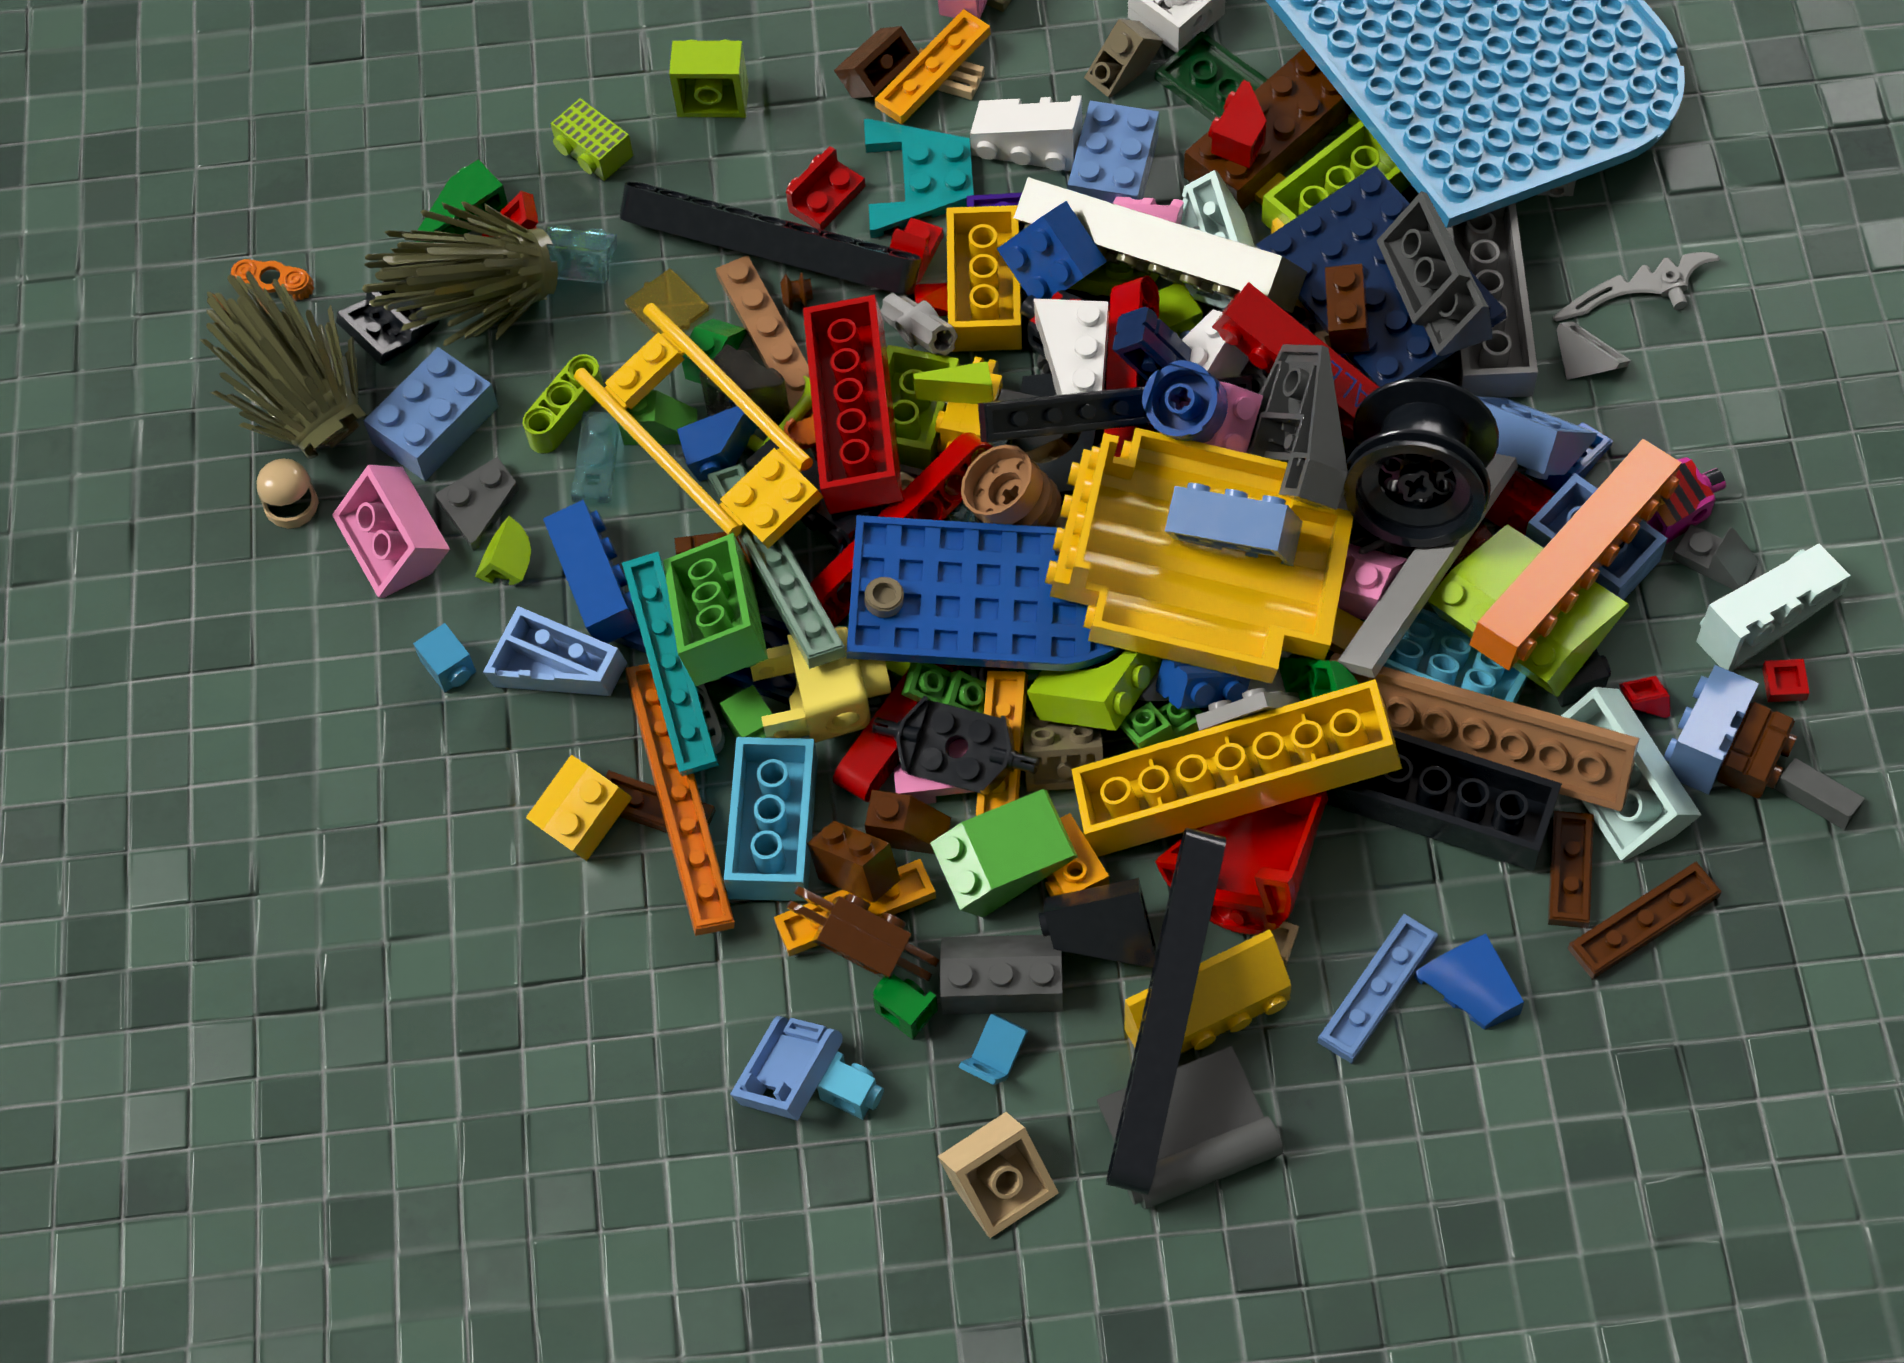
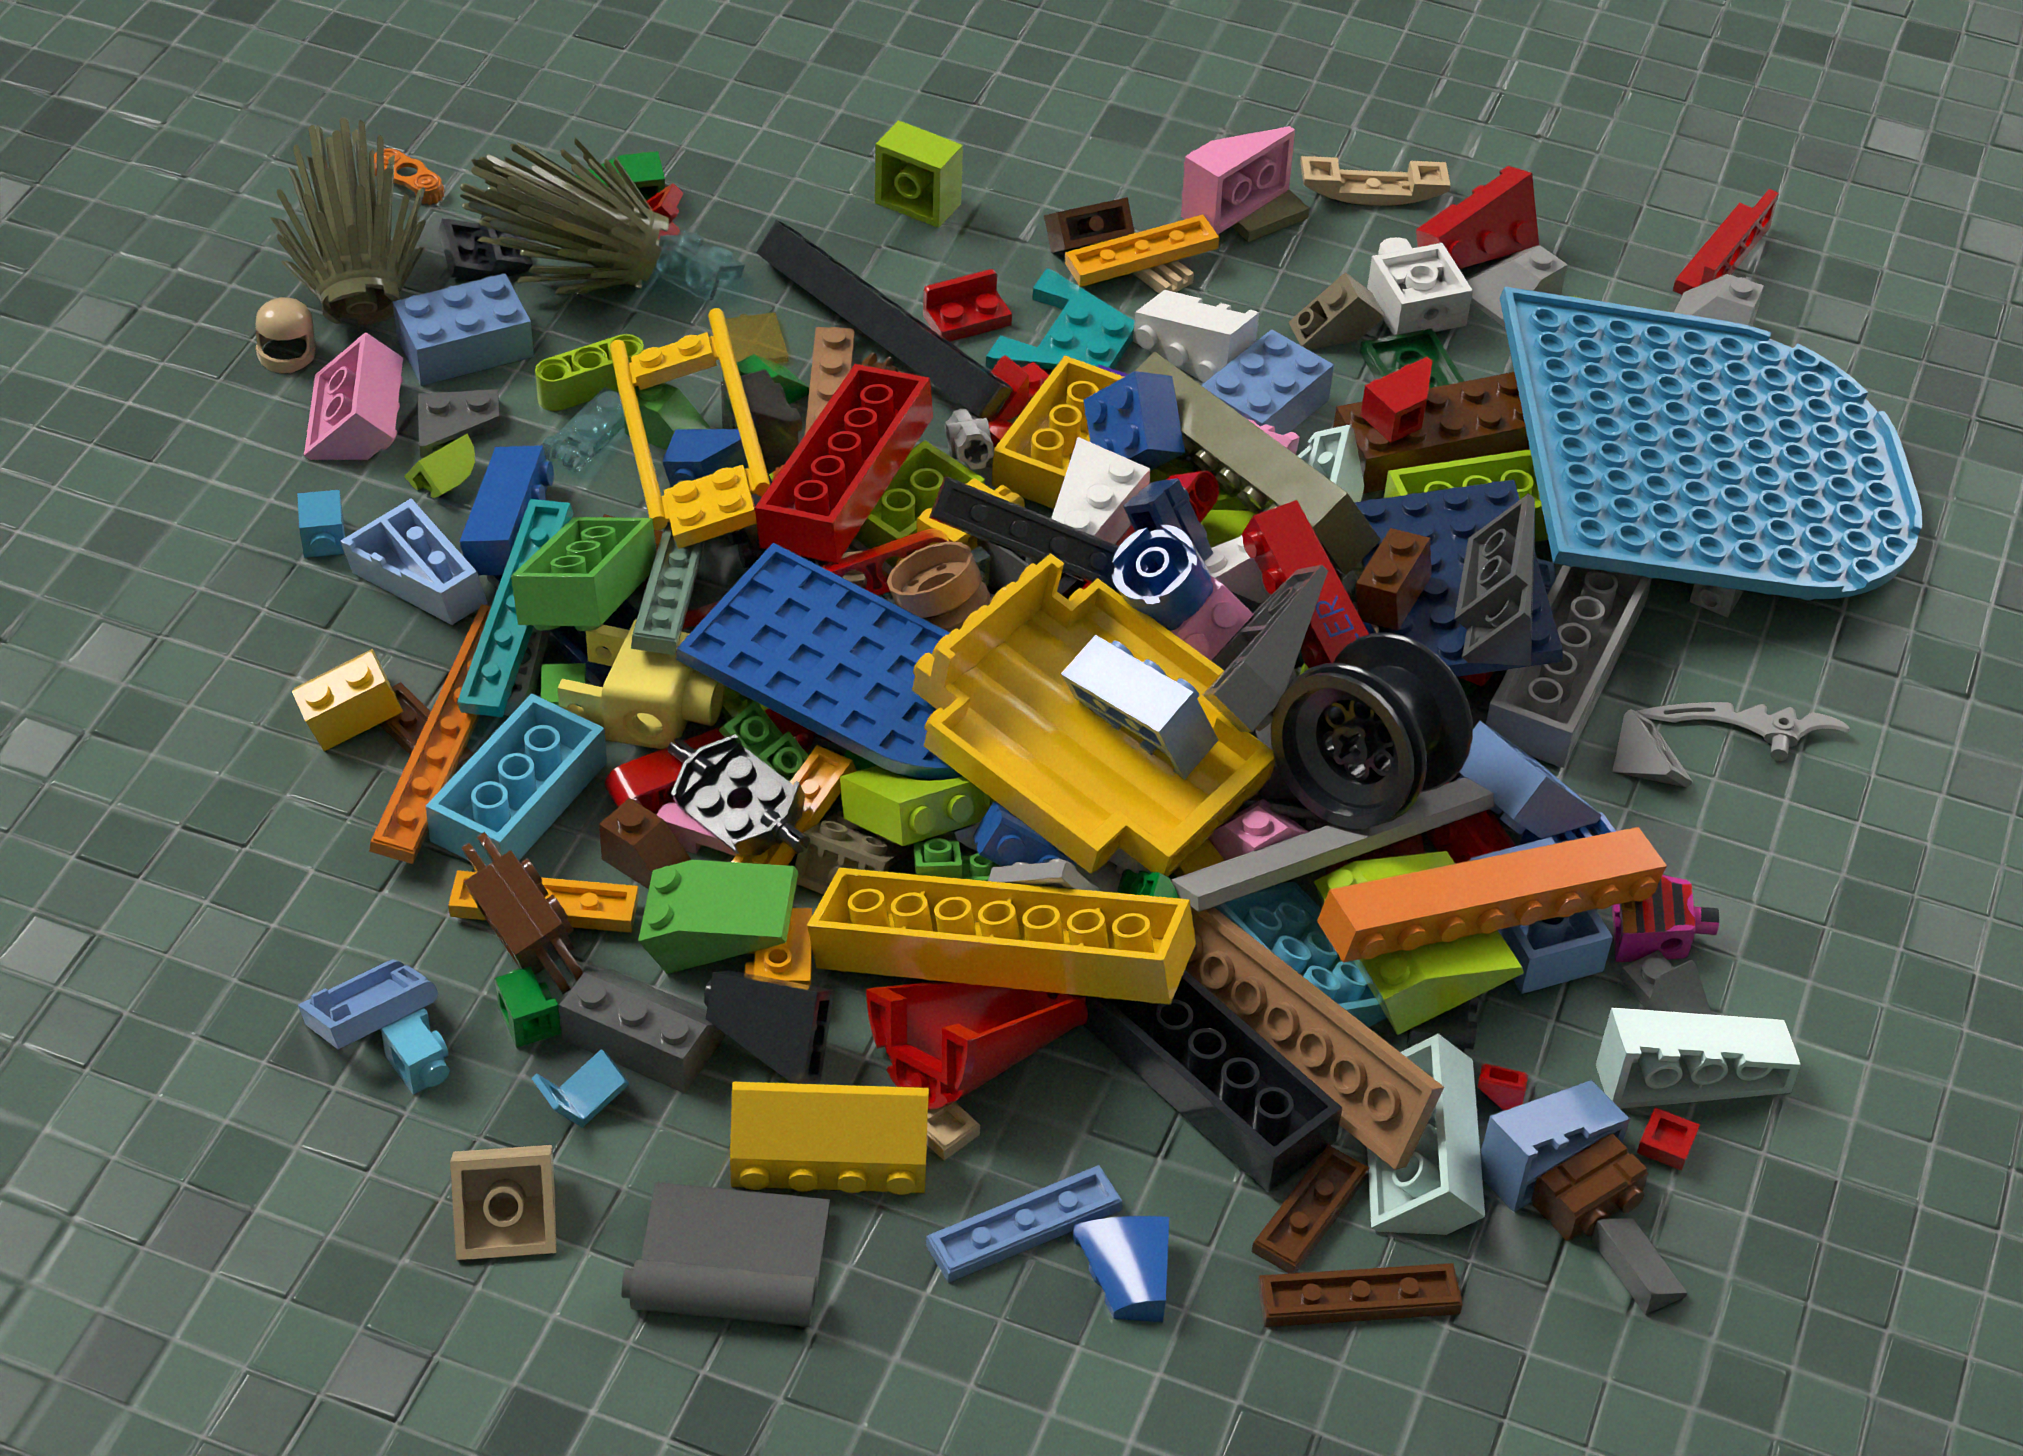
camera: 20 degrees right, 15 degrees down
(591, 140) = (777, 183): lime brick -> none
(854, 861) = (566, 851): reddish brown brick -> none
(884, 597) = (746, 618): dark tan tile -> none
(955, 384) = (930, 471): lime slope -> none
(1166, 1012) = (761, 1109): black beam -> none

